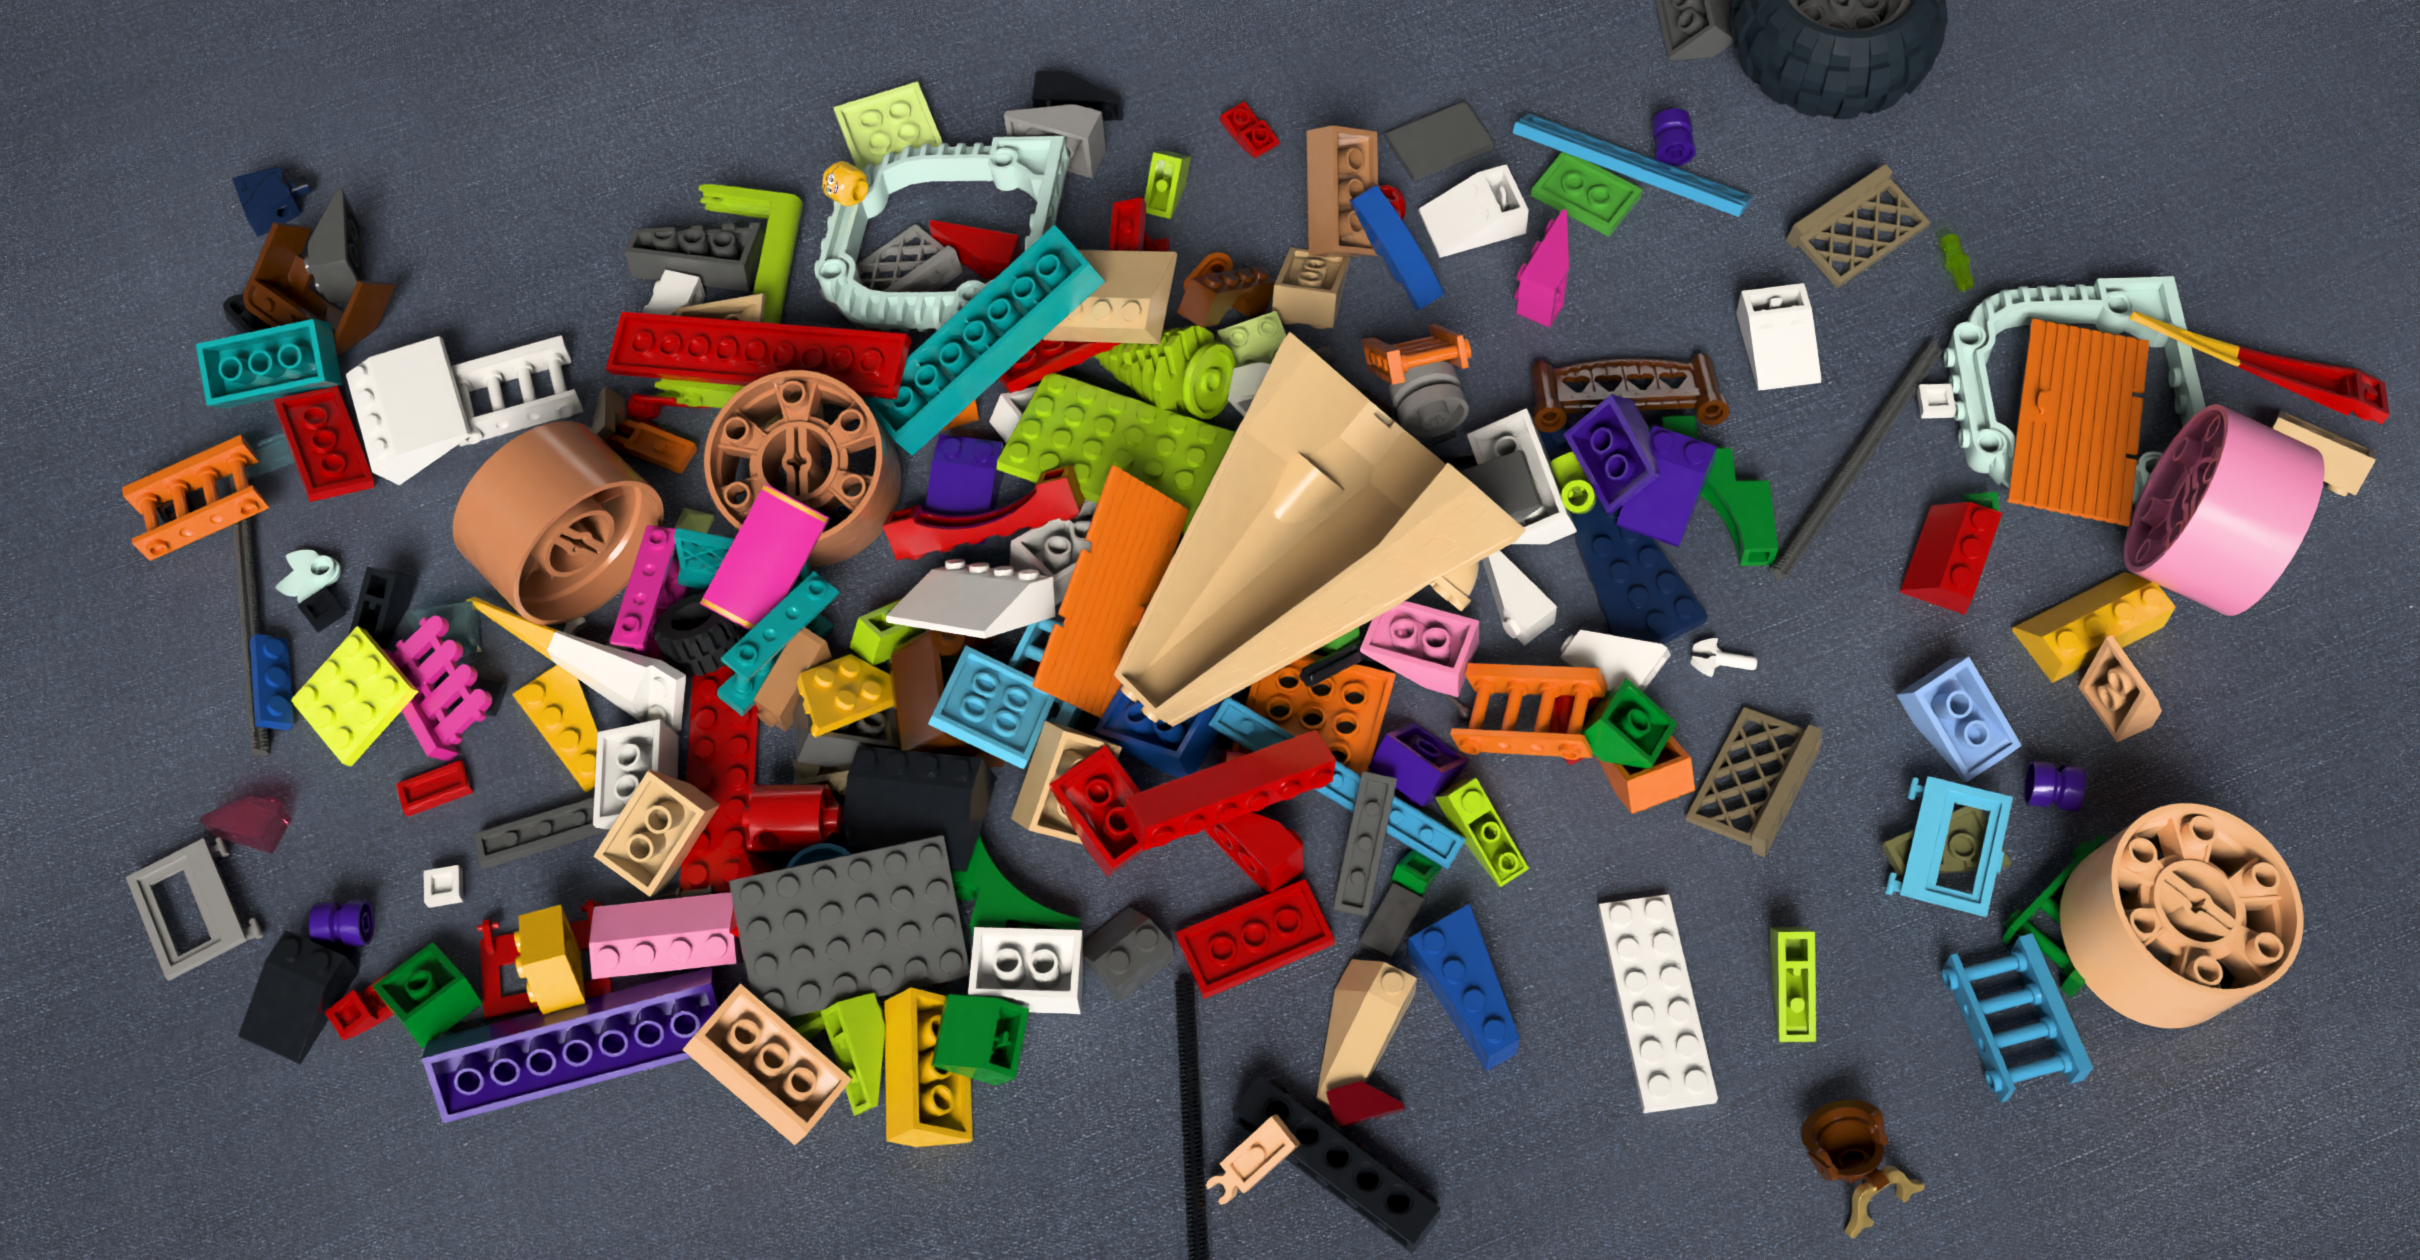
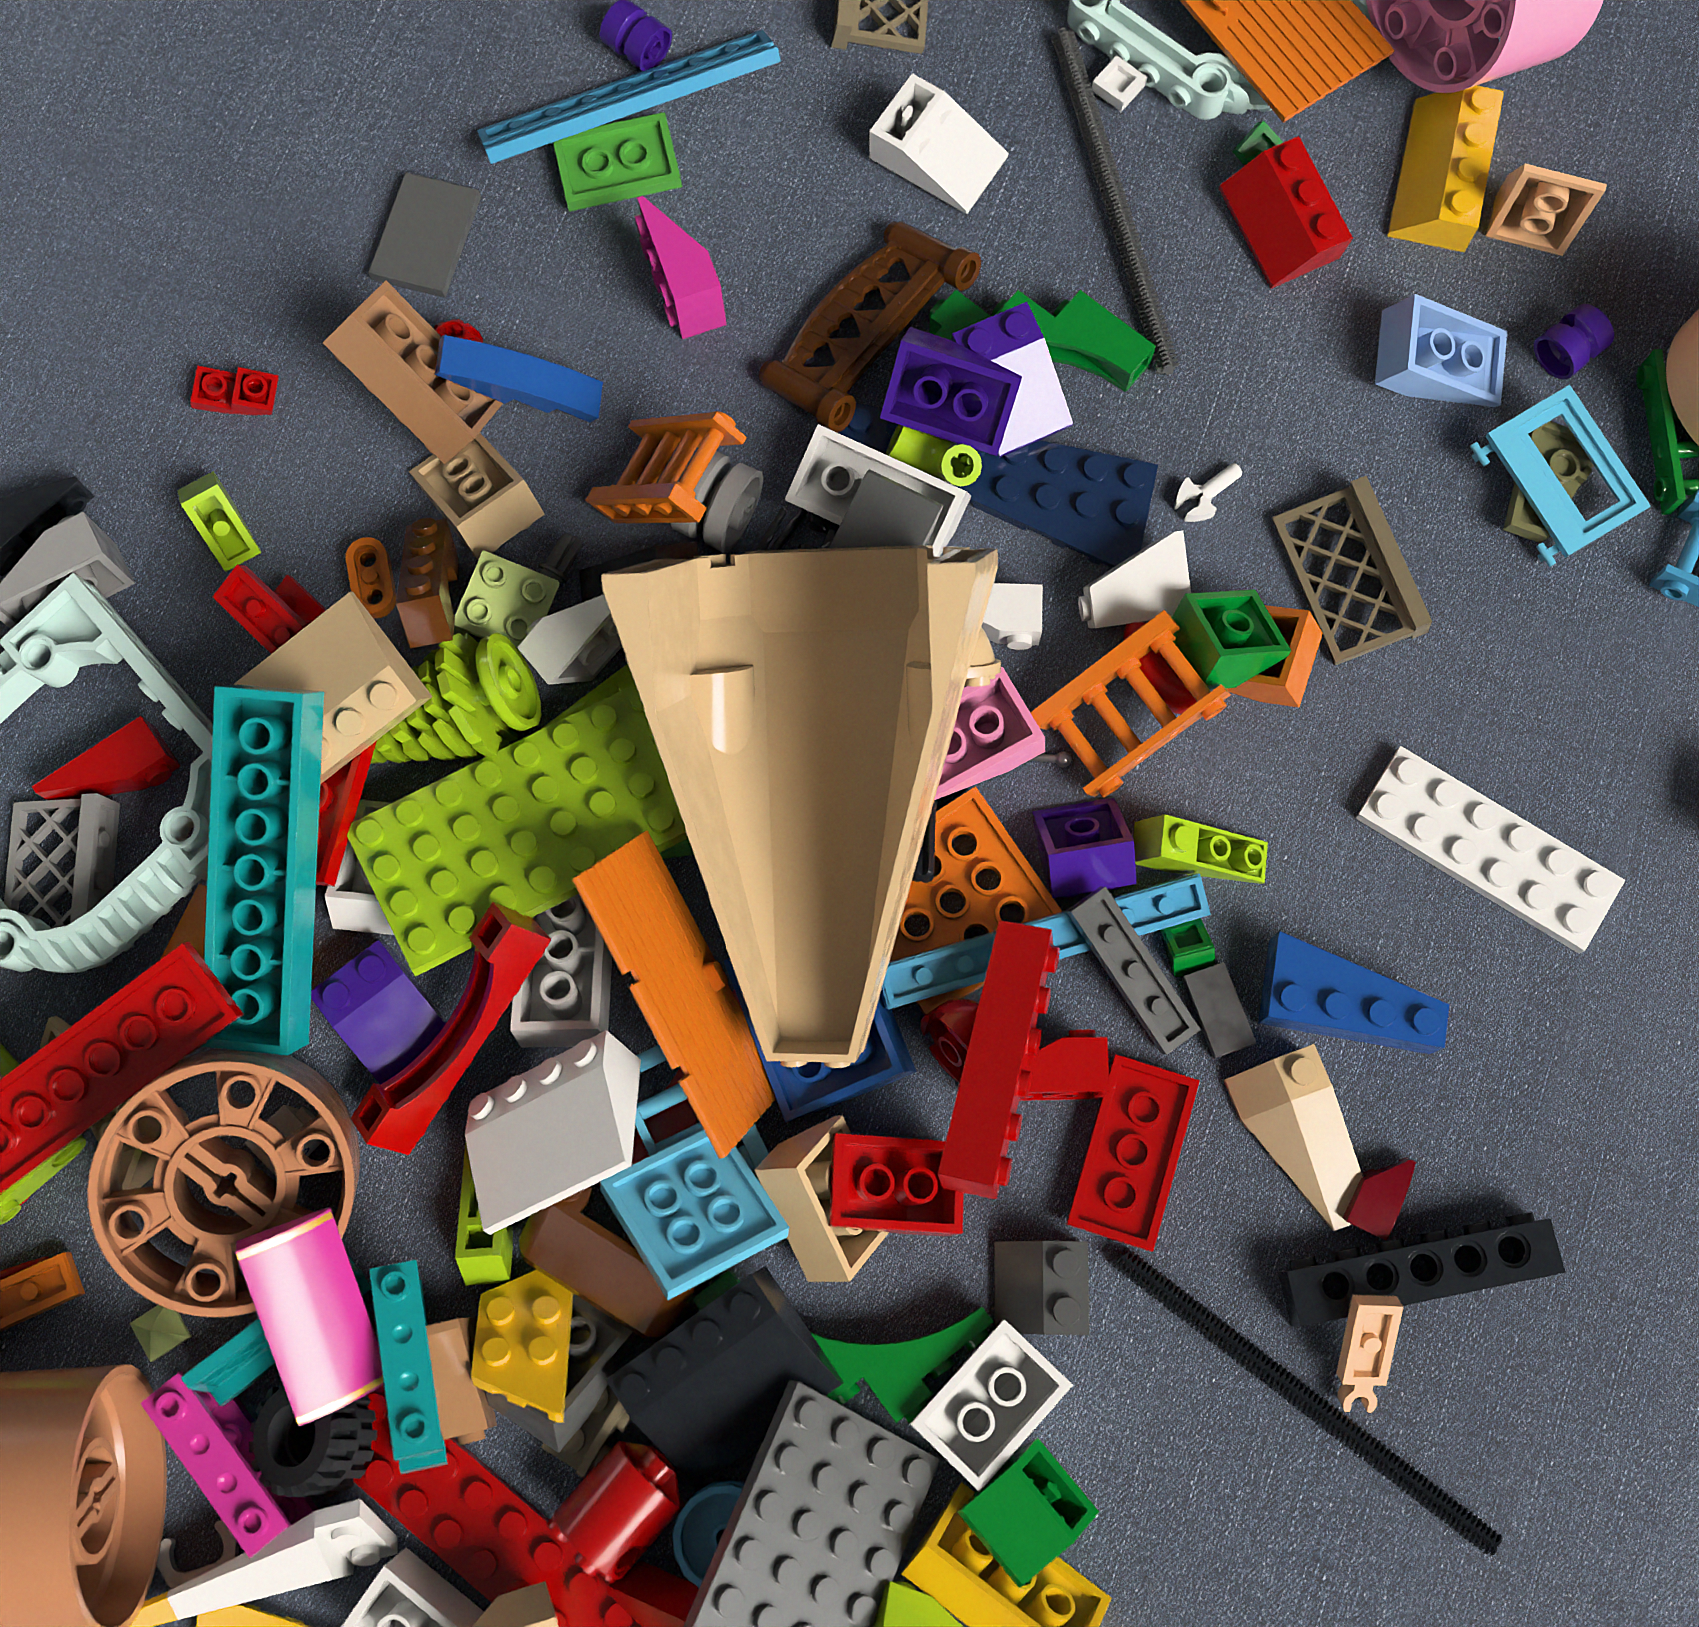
camera: 50 degrees left, 15 degrees up
(1476, 212) = (545, 275): white slope -> none
(1794, 982) = (1570, 715): lime slope -> none

